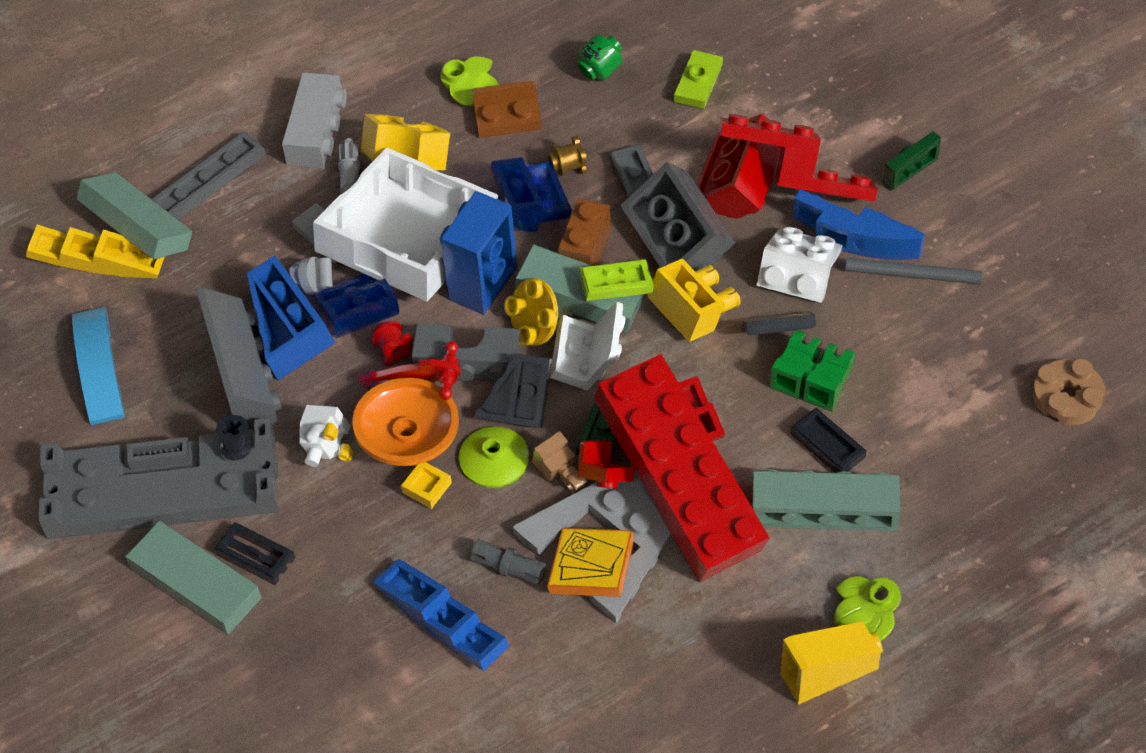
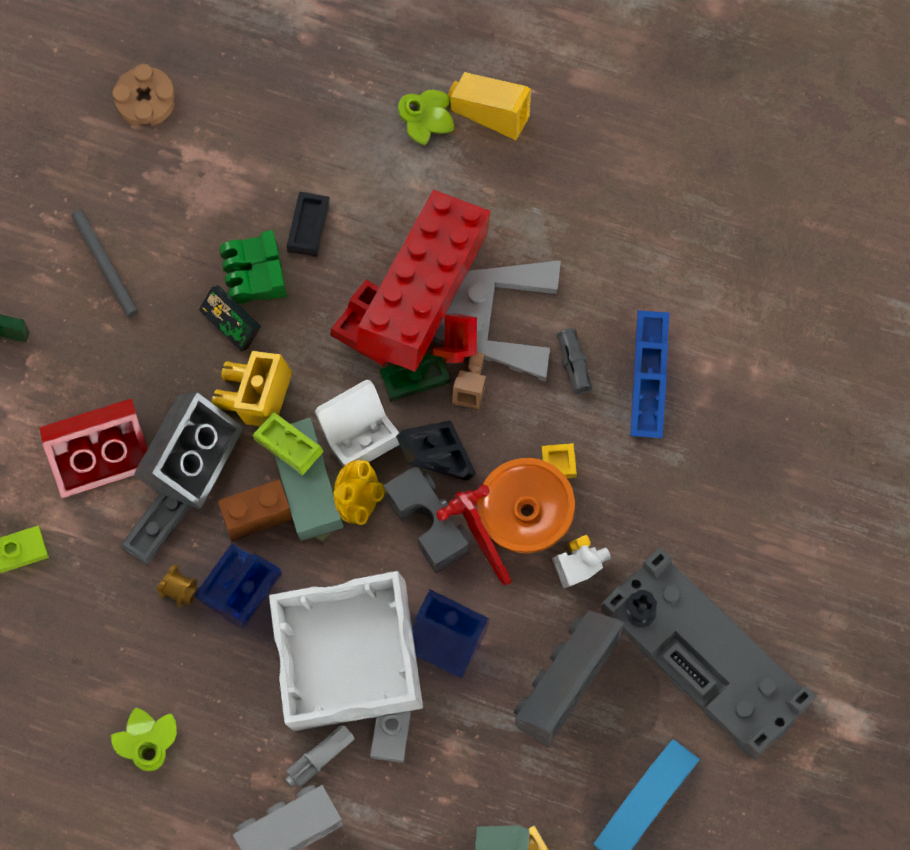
camera: 130 degrees left, 15 degrees up
(193, 577) = (759, 563): sand green piece -> none
(271, 576) = (708, 567): black tile -> none
(286, 319) = (502, 672): blue wedge -> none
(312, 274) = (443, 695): light grey piece -> none
(392, 342) = (458, 582): red brick -> none
(419, 141) = (261, 723): yellow brick -> none
(479, 252) = (341, 551): blue brick -> none
(496, 468) = (490, 454): lime dish -> none
(506, 109) = (160, 678): dark orange bracket -> none
(591, 562) = (533, 303): yellow tile -> none
(599, 57) = (49, 641): green head -> none
(798, 157) = (70, 390): red bracket -> none
(798, 263) = (156, 341): white bracket -> none
(826, 500) = (364, 187): sand green brick -> none
(865, 234) = (97, 318): blue slope -> none

